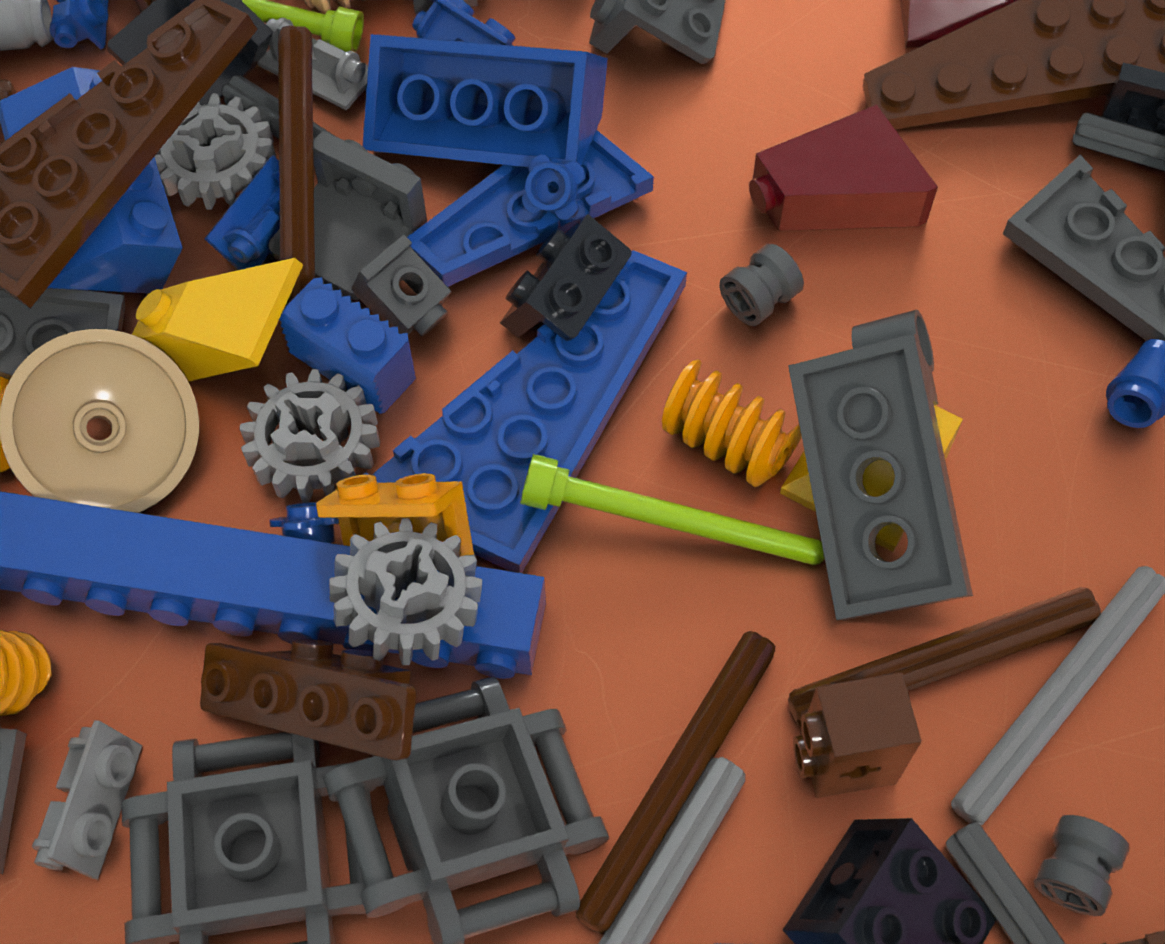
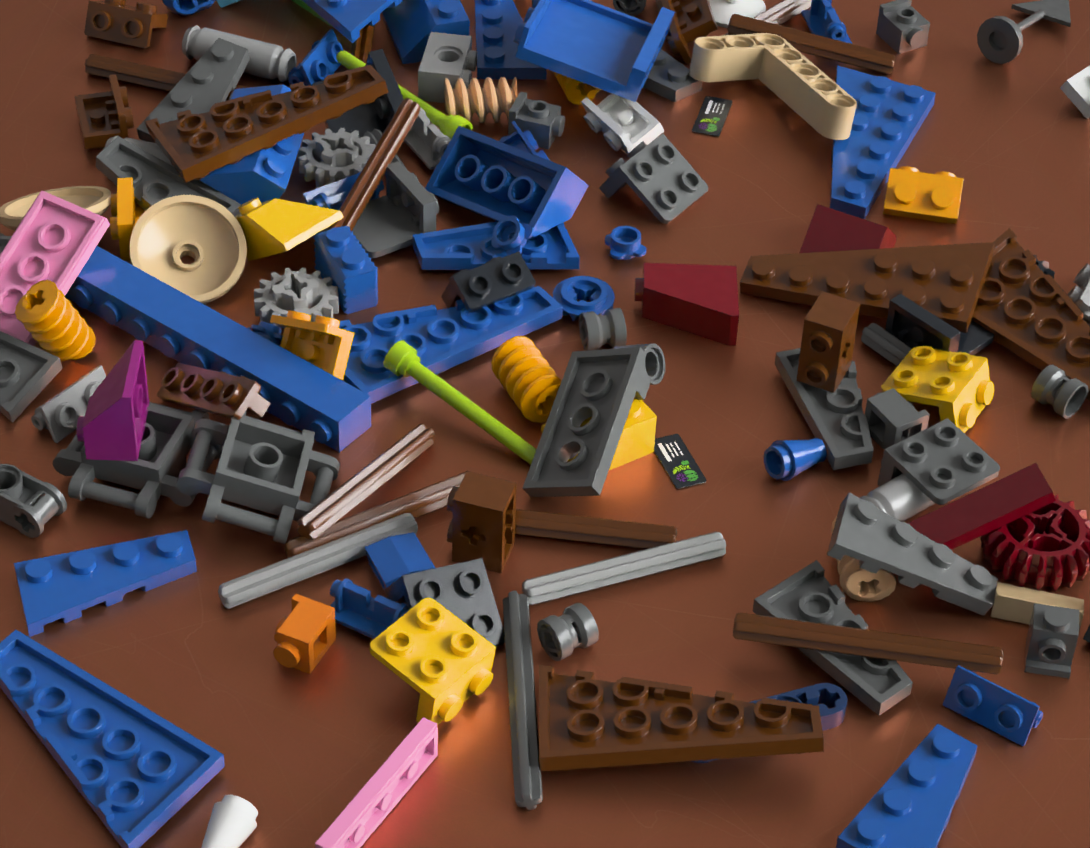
camera: 25 degrees right, 20 degrees down
(204, 847) = (117, 410): none -> magenta slope
(380, 290) = (393, 254): dark grey brick -> none
(424, 610) = (290, 362): light grey gear -> none
(625, 740) = (365, 482): none -> axle
(680, 221) = (583, 288): none -> blue gear
(687, 121) = (625, 243): none -> blue plate
(767, 859) = (397, 557): none -> blue piece
(996, 460) = (678, 461): none -> black sticker
(1107, 187) = (828, 341): none -> reddish brown brick

